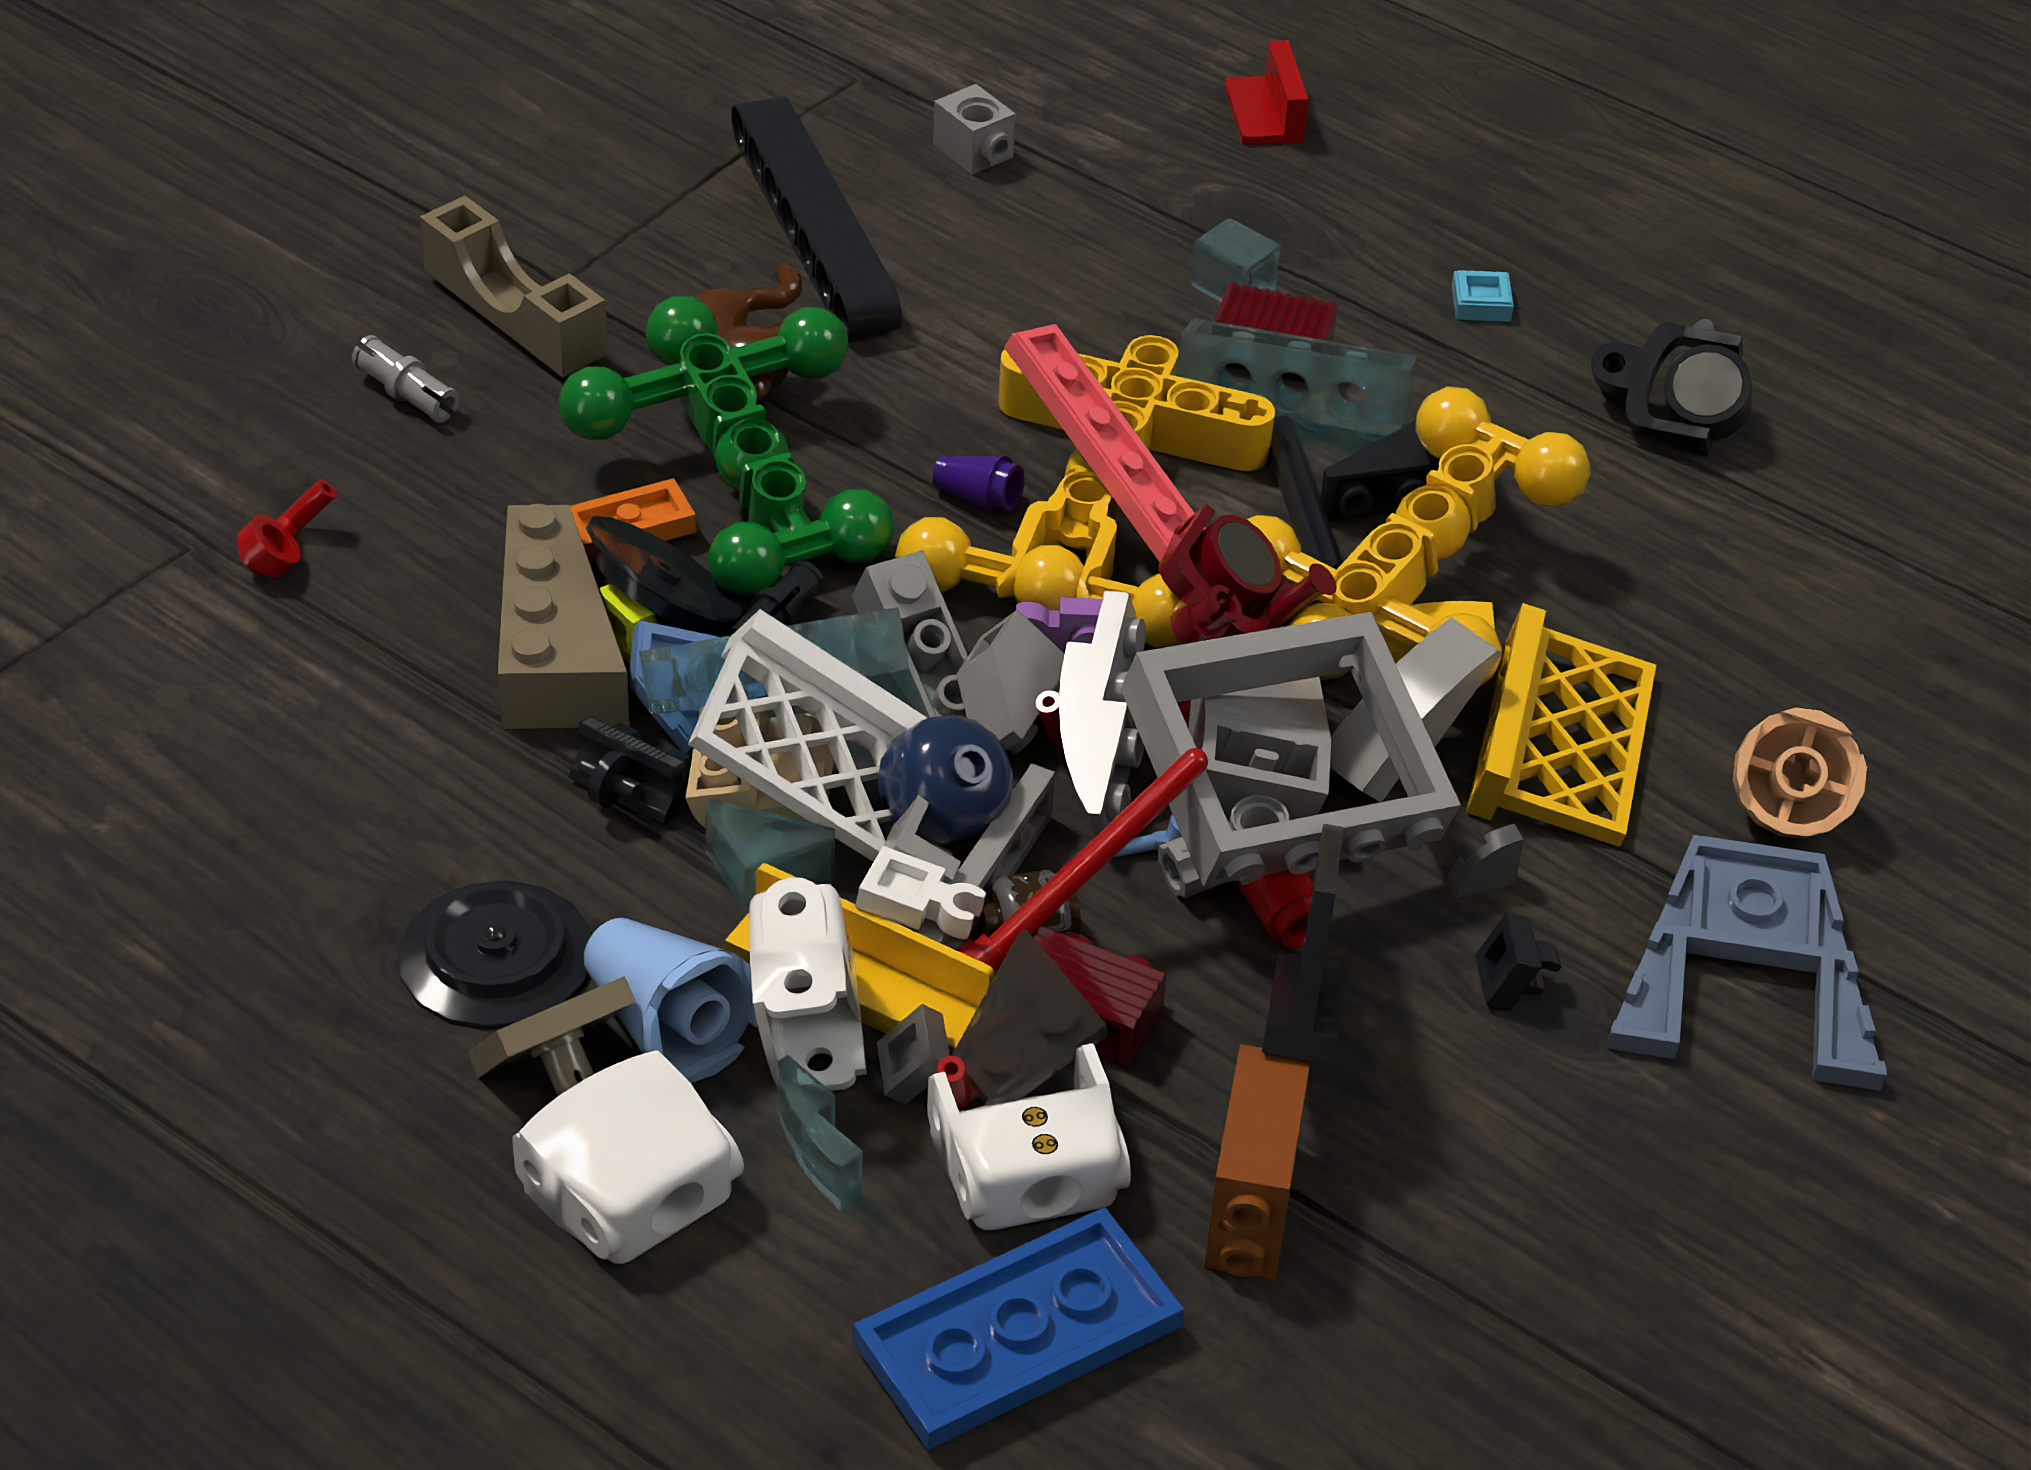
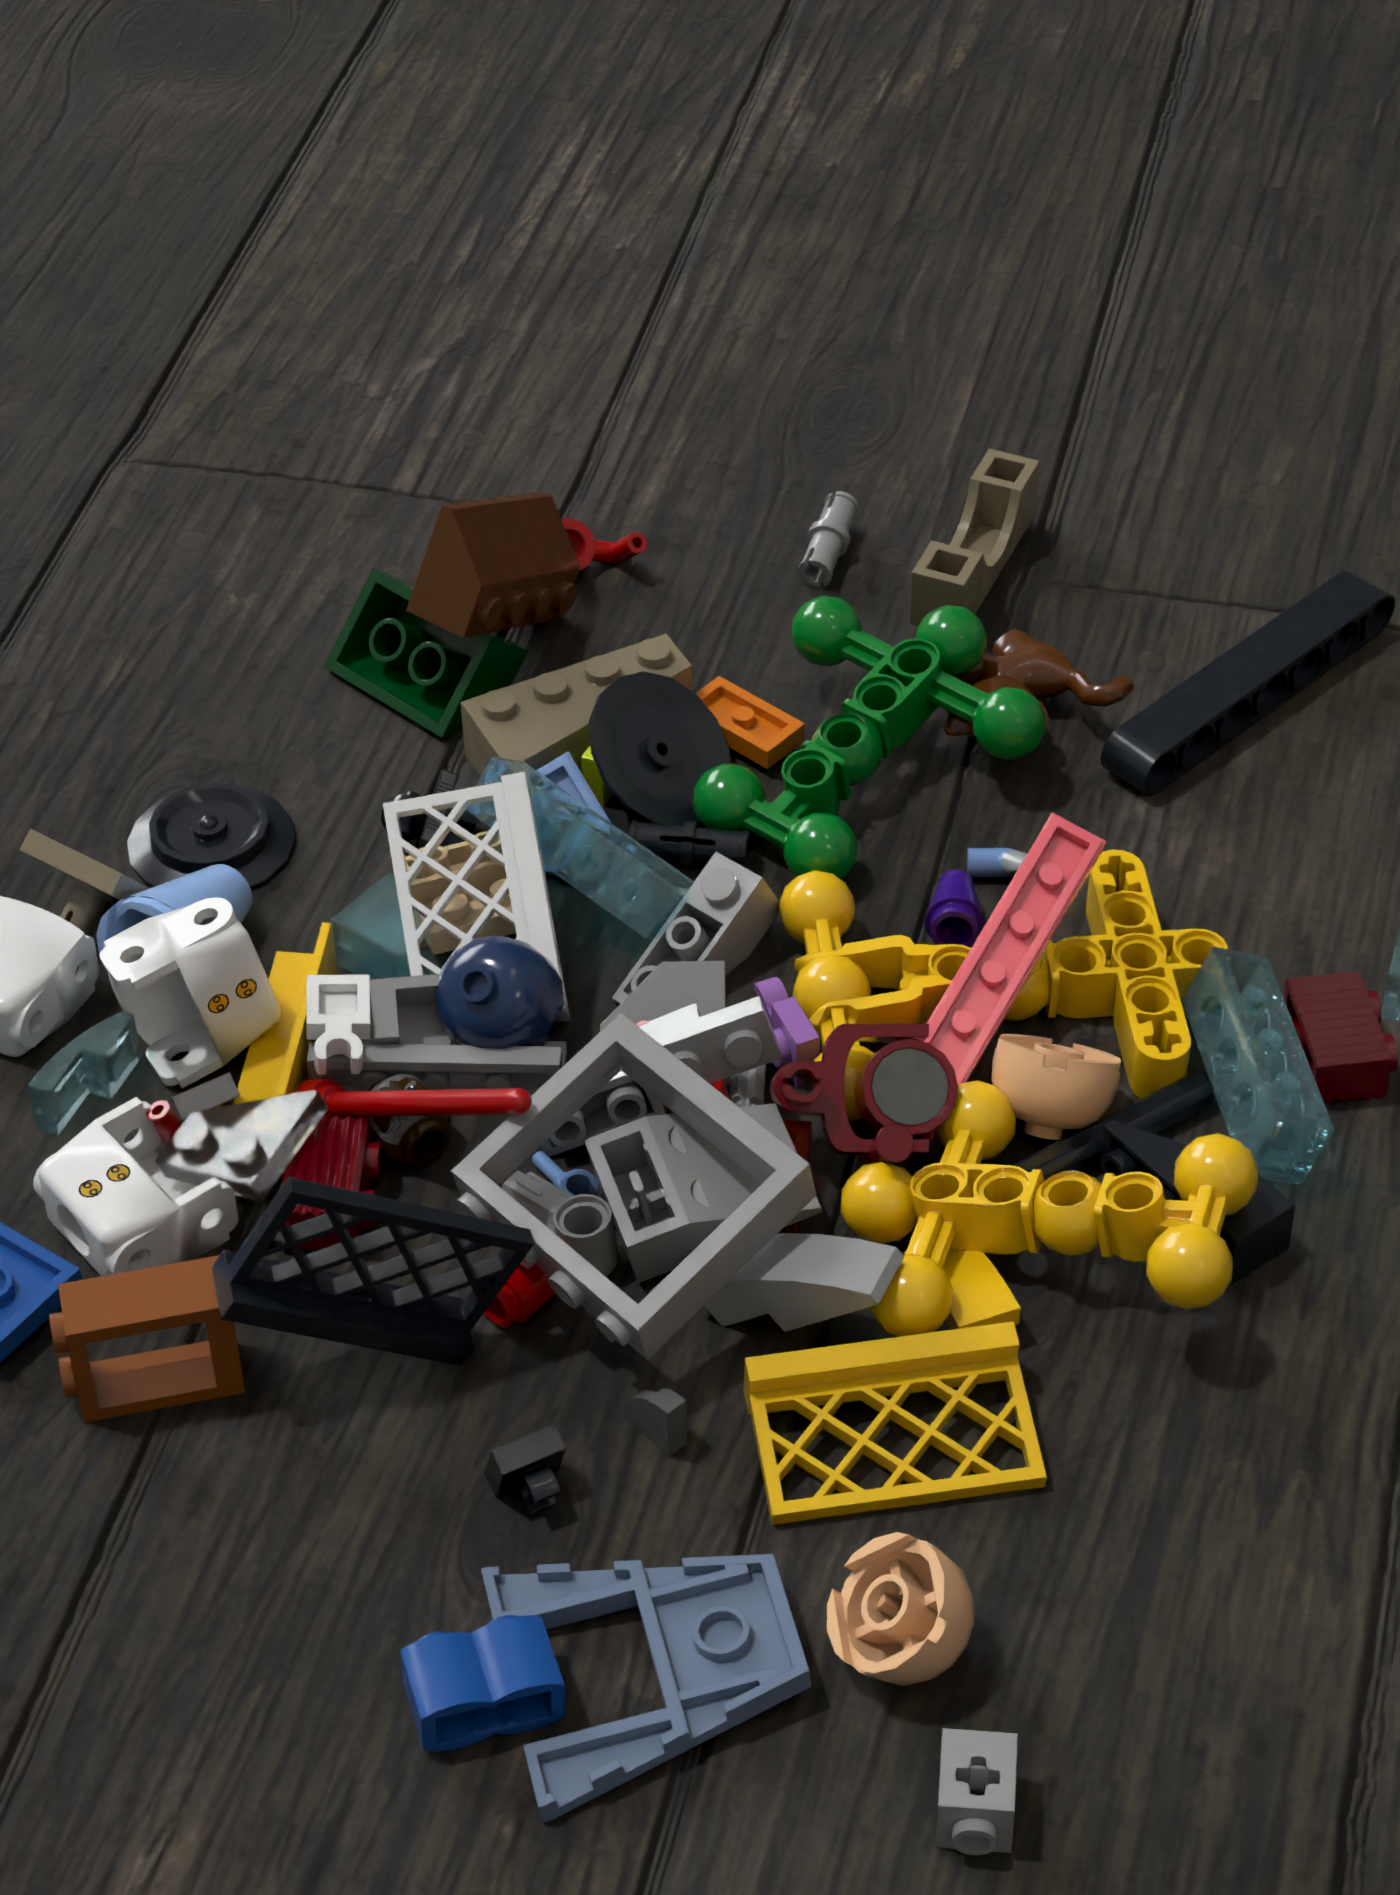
camera: 70 degrees right, 0 degrees up
(352, 569) = (496, 566): none -> reddish brown slope
(357, 698) = (416, 663): none -> dark green slope
(937, 430) = (993, 862): none -> medium blue arm
(1254, 481) = (1054, 1083): none -> light nougat cylinder
(1743, 1067) = (482, 1682): none -> blue brick
(1968, 809) = (977, 1791): none -> light grey brick

